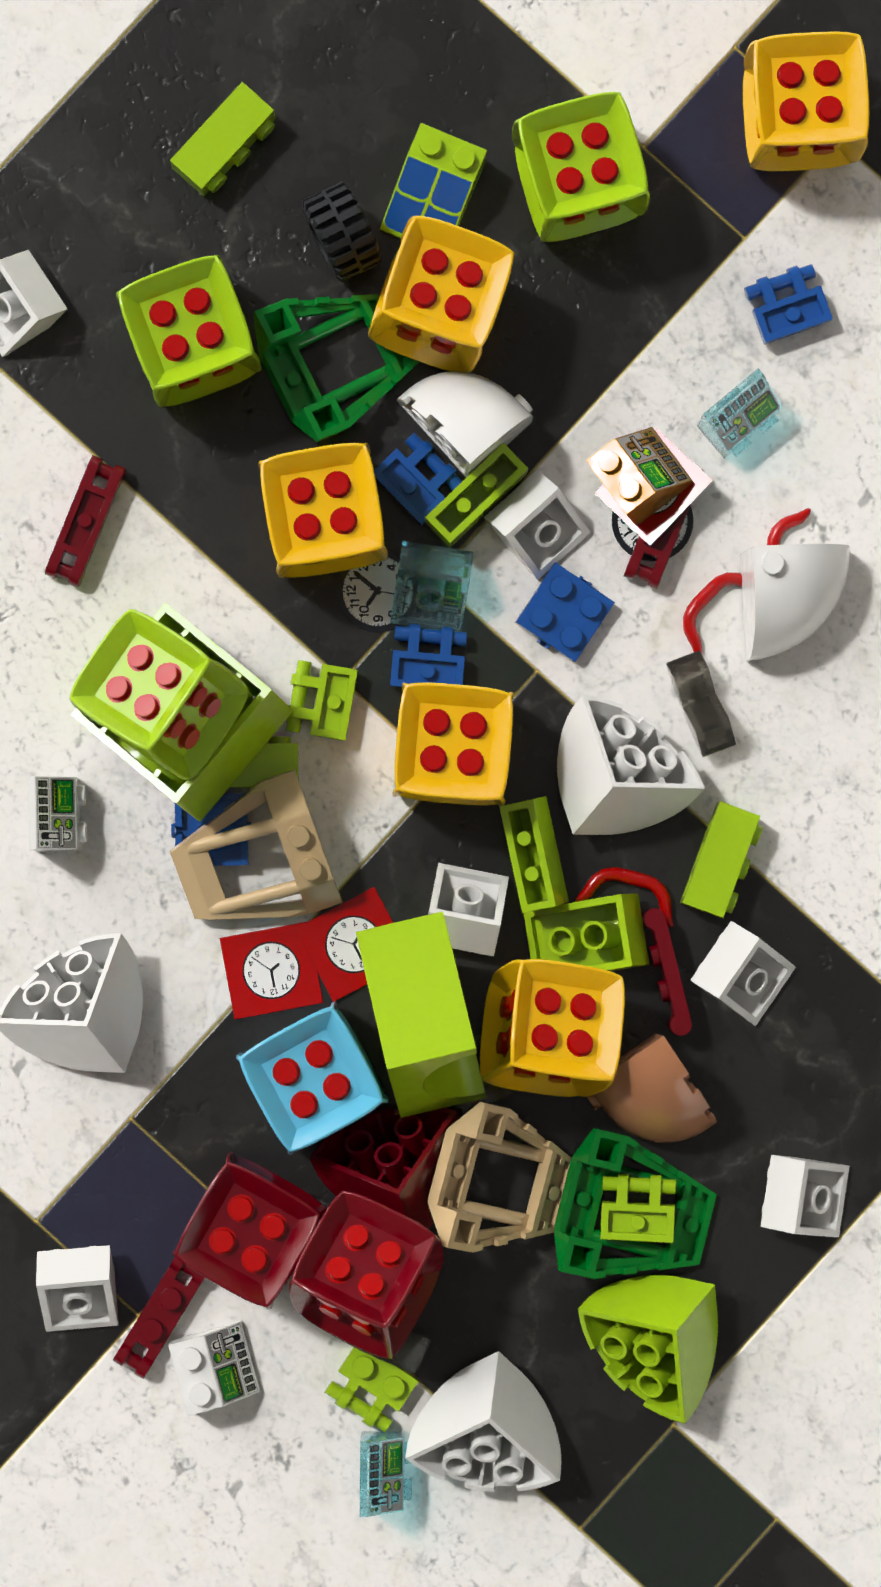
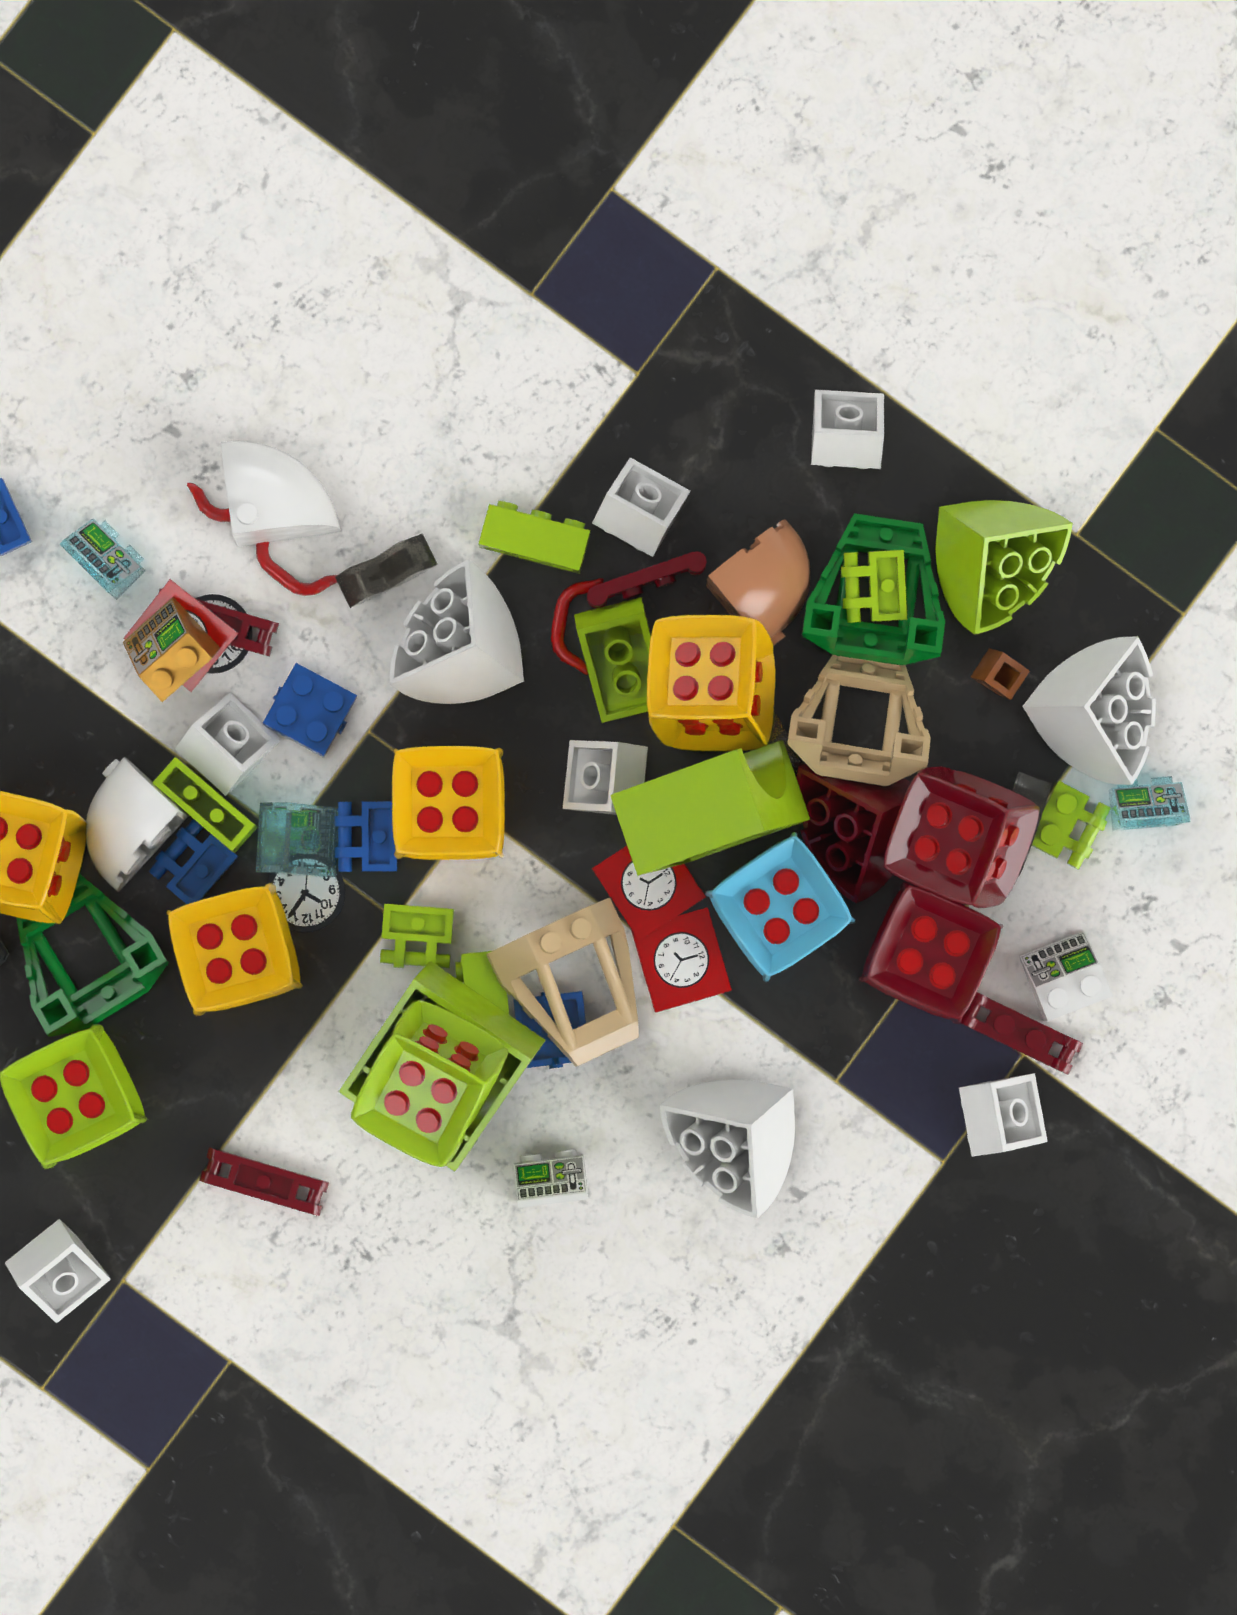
camera: 85 degrees left, 0 degrees up
(534, 854) = (546, 716): lime brick -> none
(535, 1330) = (1000, 673): none -> dark orange brick

